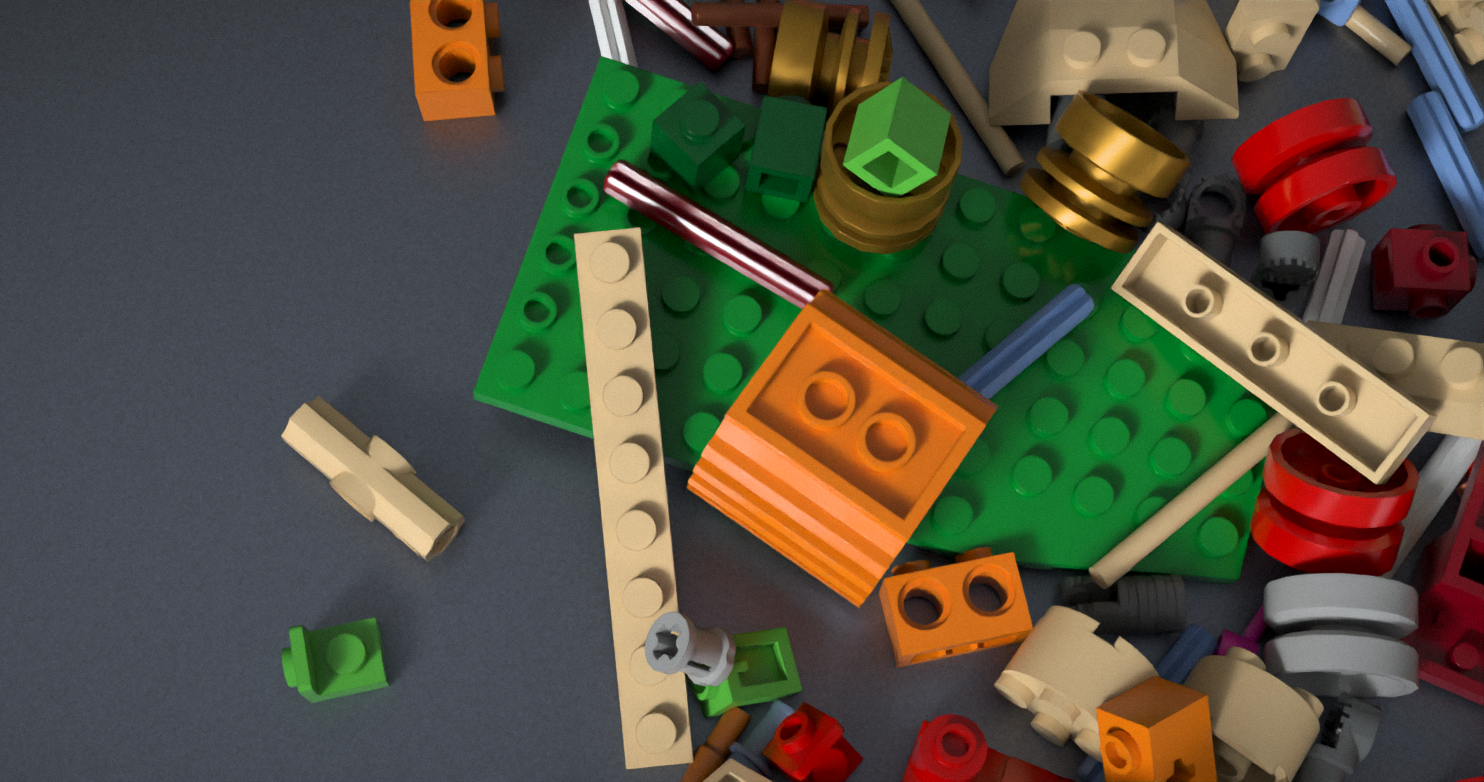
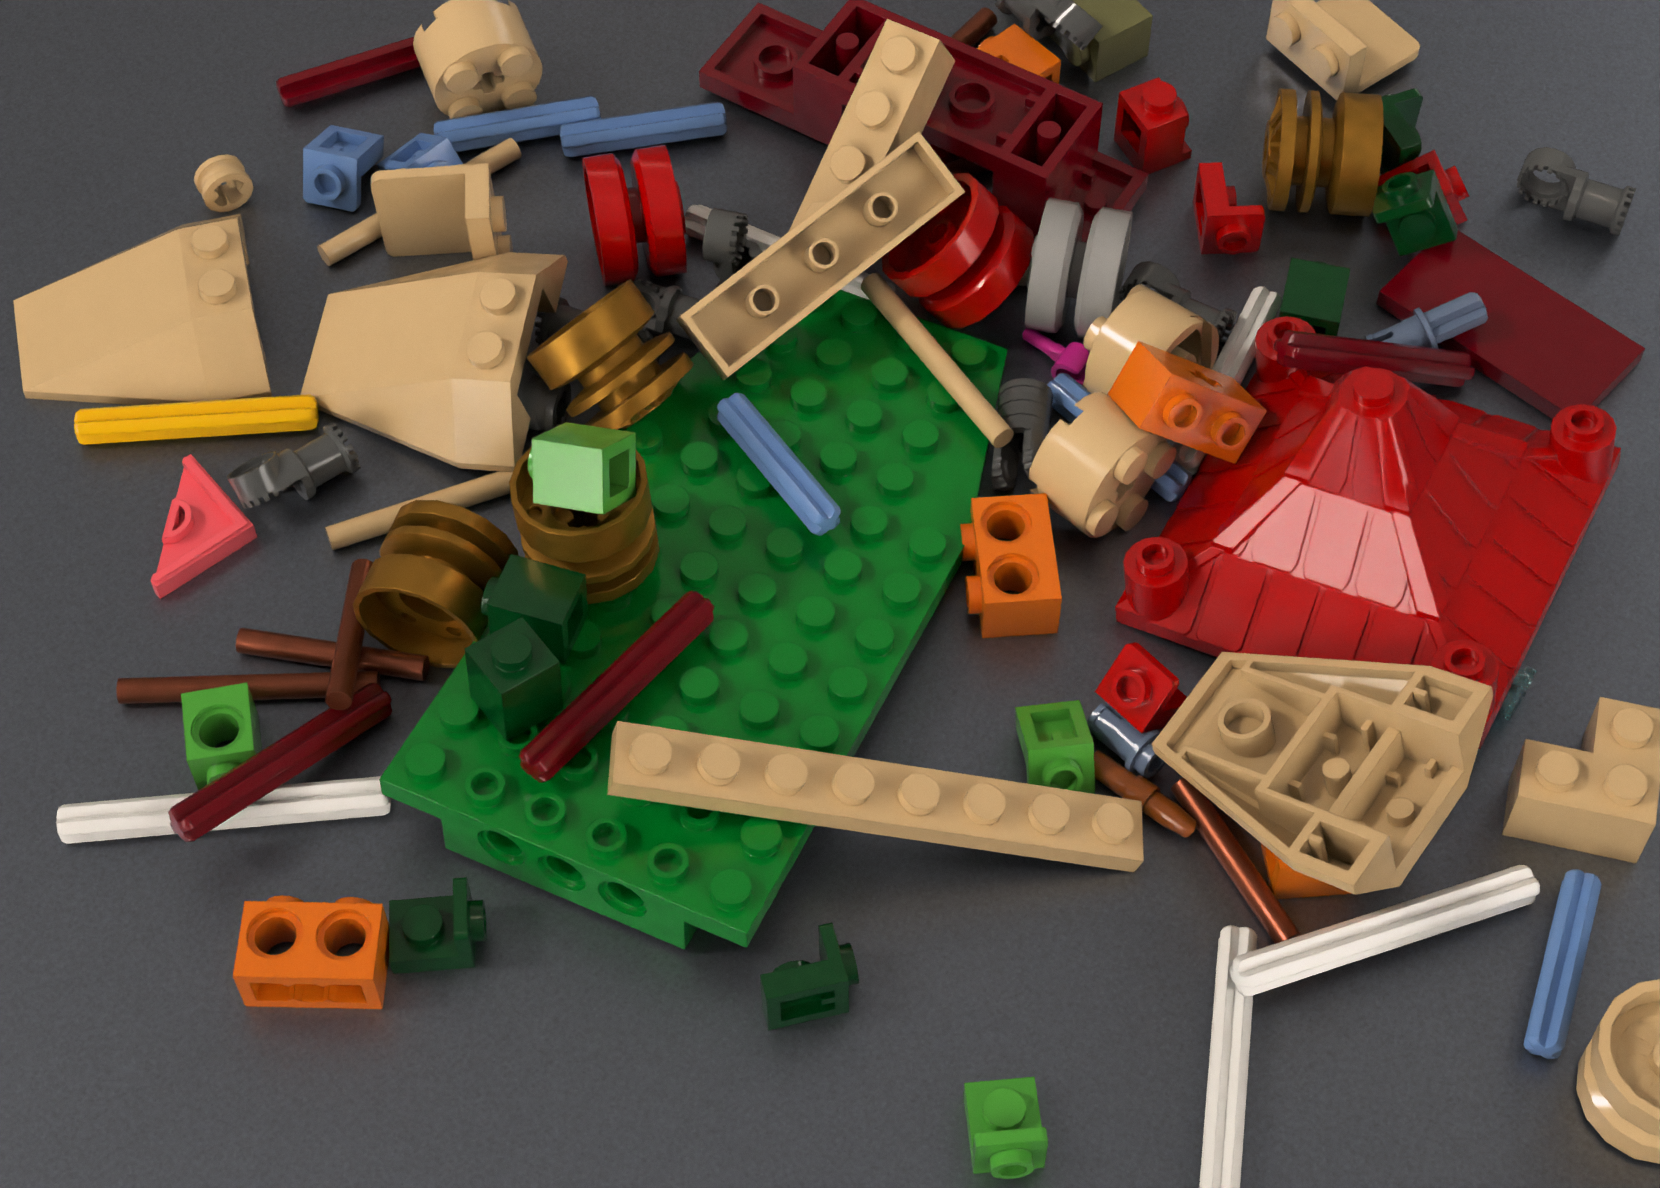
camera: 80 degrees left, 15 degrees down
(373, 478) = (809, 1074): tan piece -> none
(454, 458) = (808, 990): none -> dark green bracket
(492, 145) = (436, 931): none -> dark green bracket
(690, 649) = (1042, 781): light grey bush -> none
(839, 446) = (883, 570): orange piece -> none
(1422, 271) = (740, 152): dark red brick -> none

